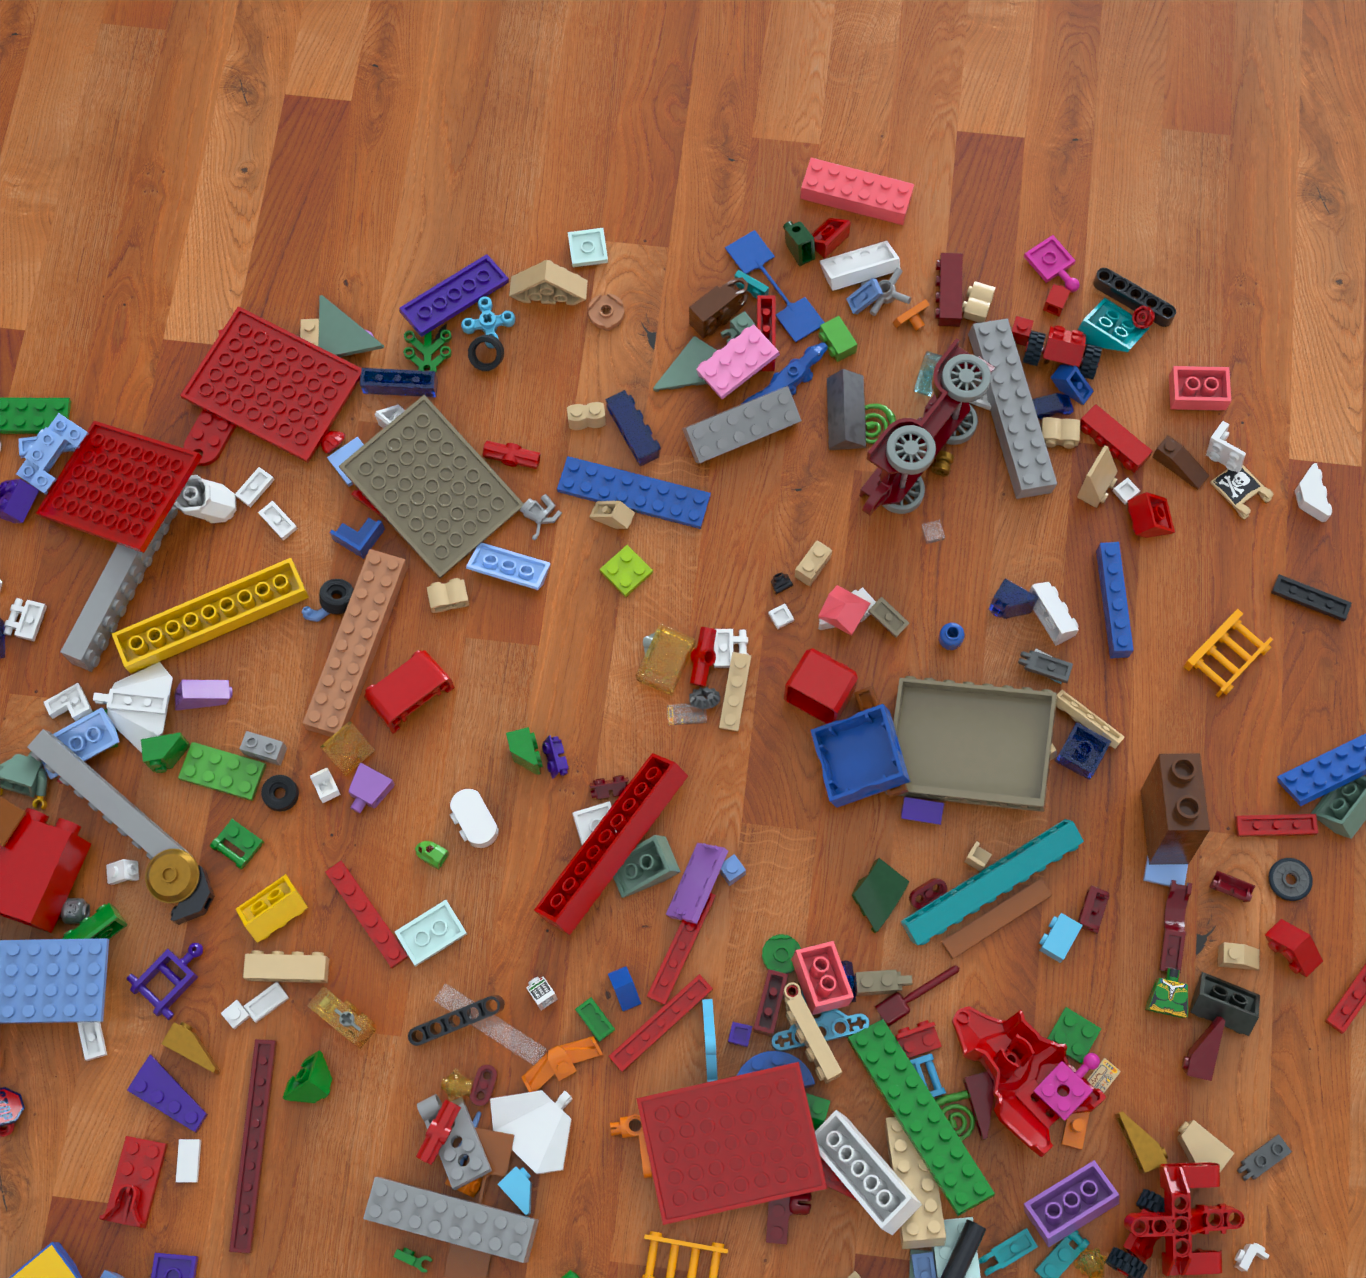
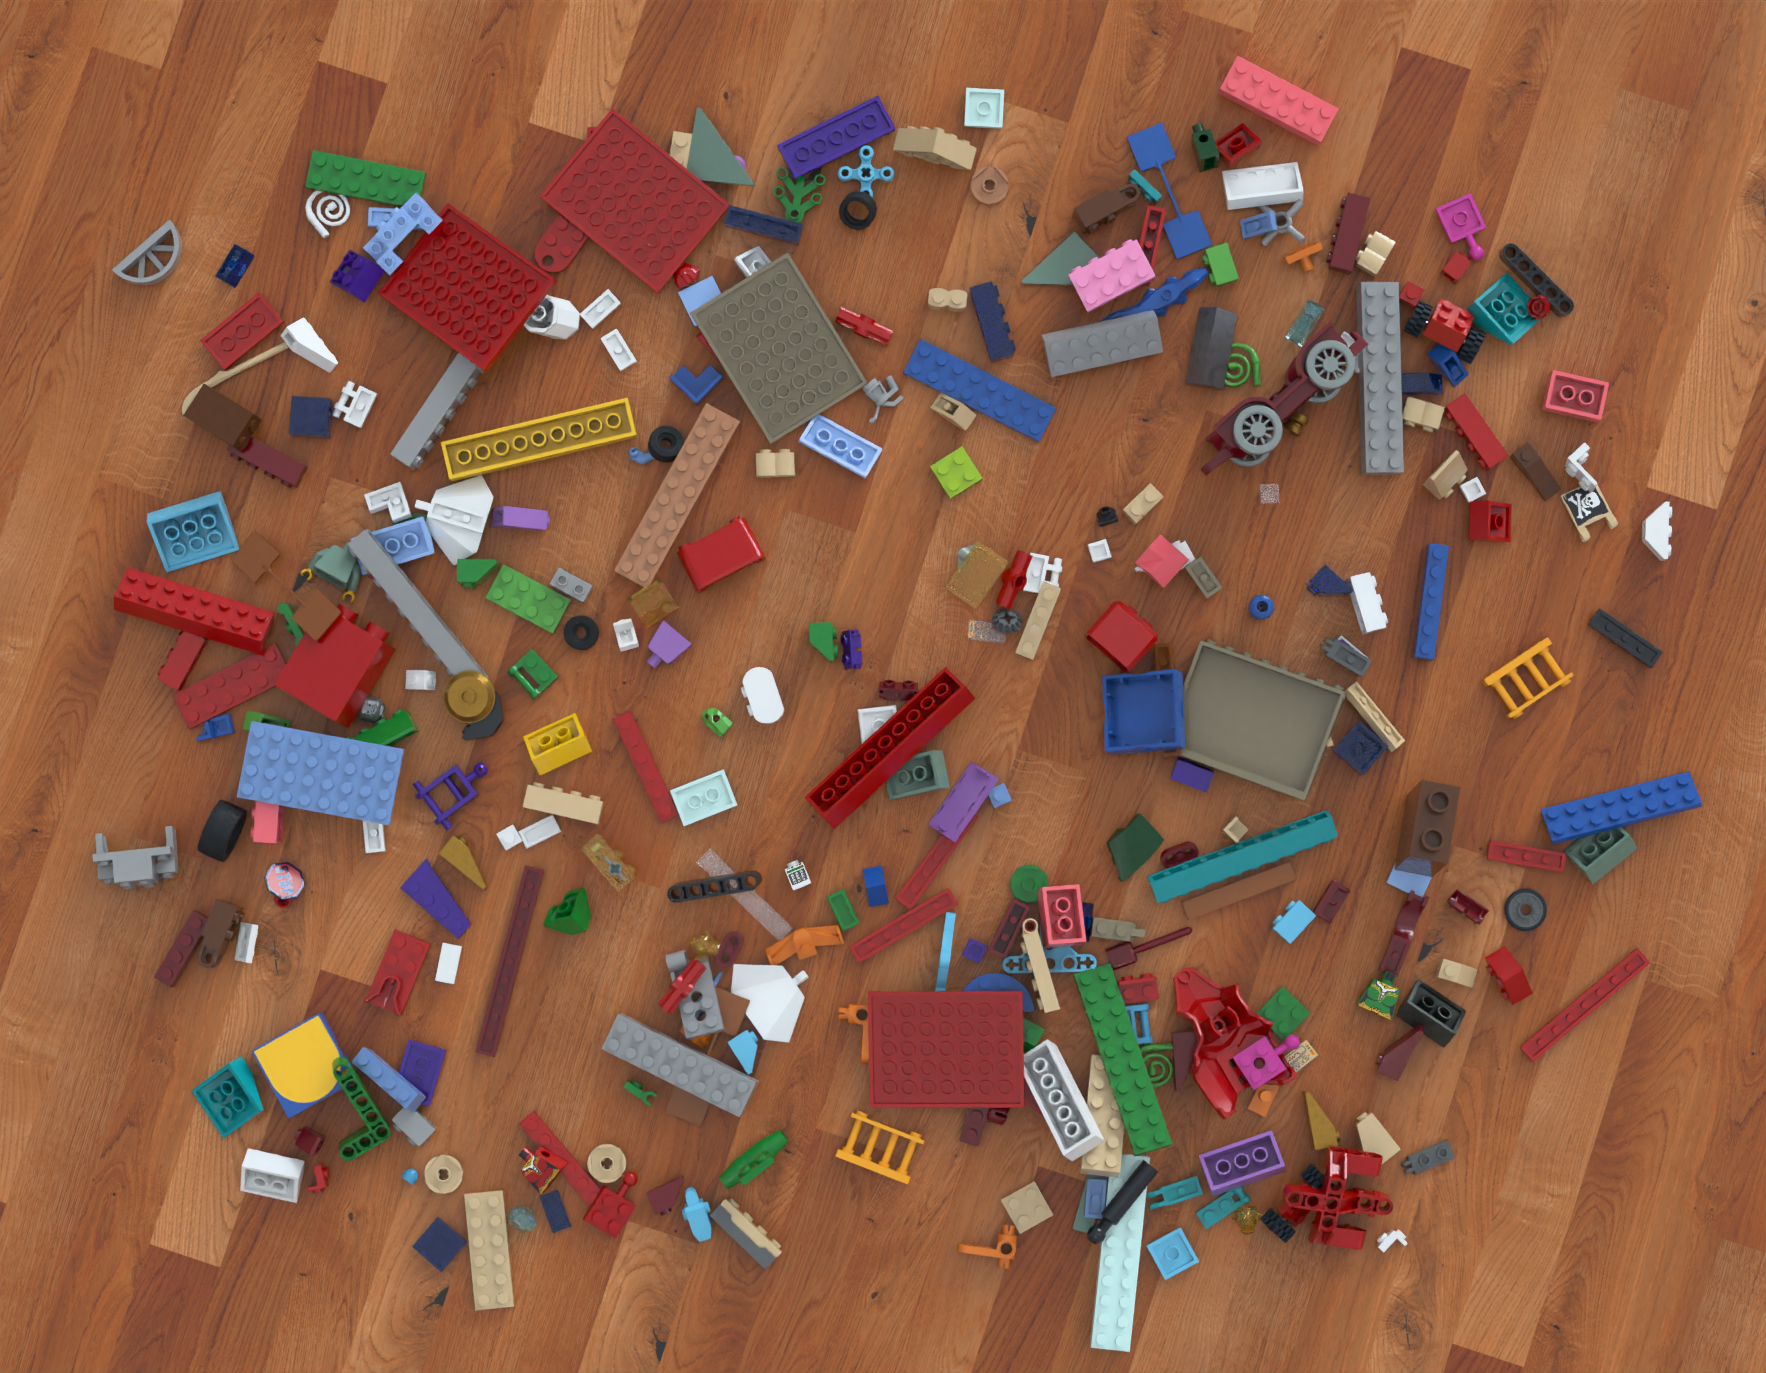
camera: 10 degrees right, 15 degrees up
(737, 325) = (1122, 233): sand green brick -> none

